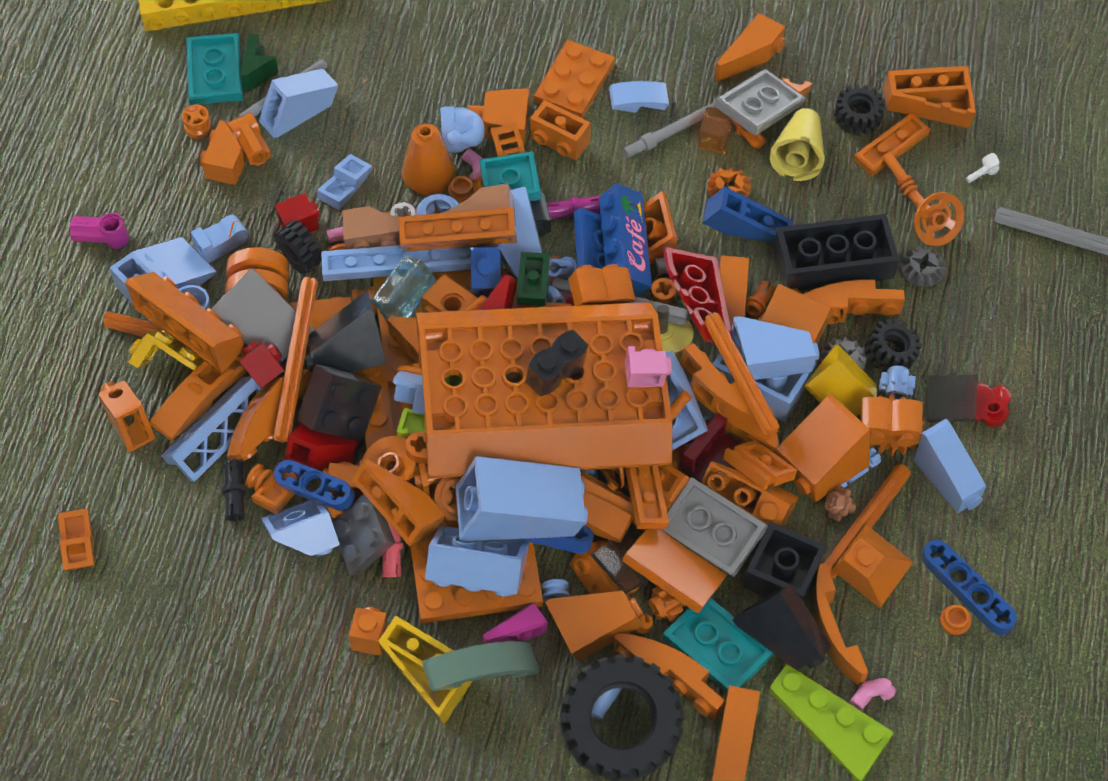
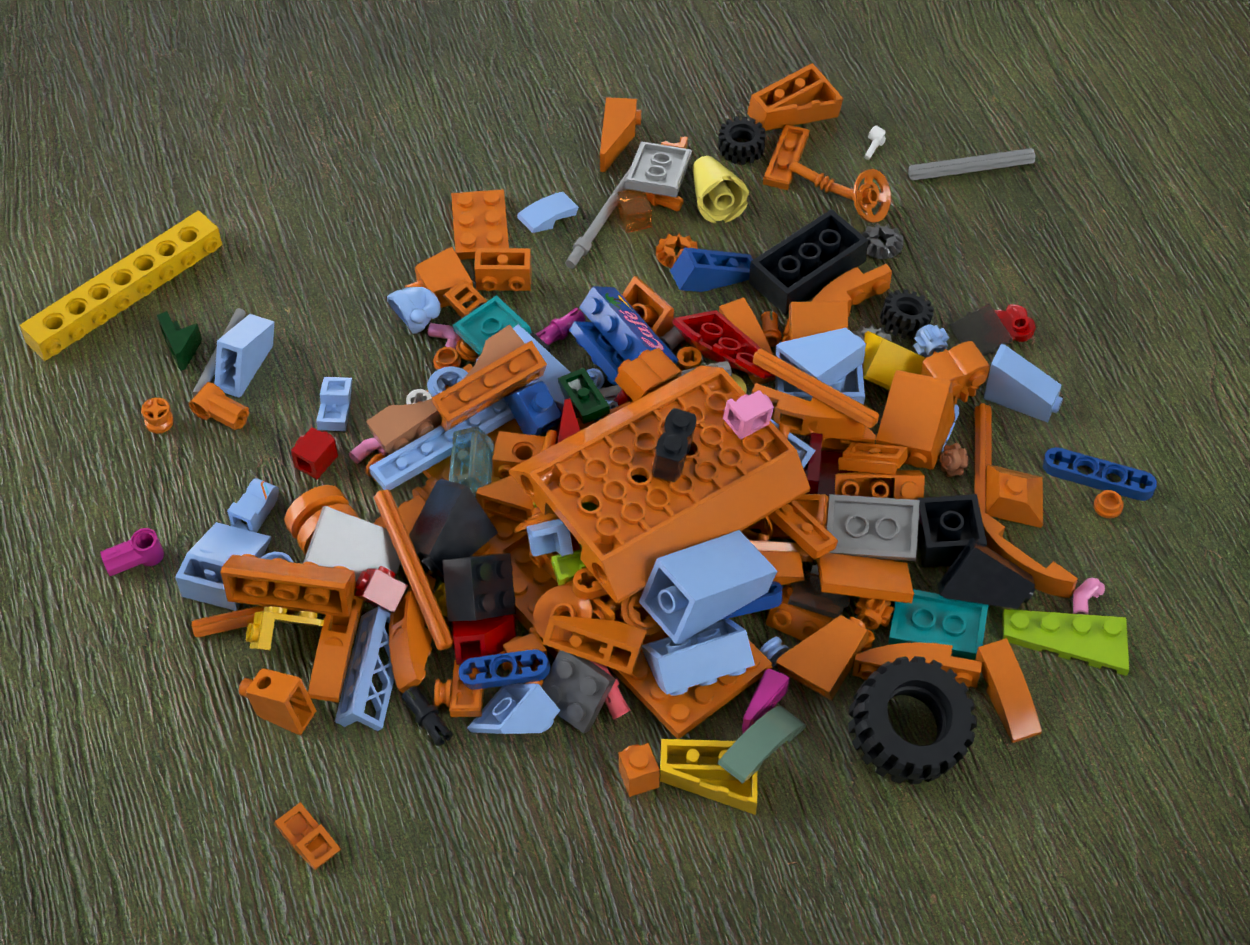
camera: 30 degrees left, 5 degrees down
(214, 69) = (138, 363): teal tile -> none
(224, 156) = (207, 431): orange slope -> none
(298, 247) = (339, 472): black tyre -> none
(427, 162) = (403, 349): orange cone -> none

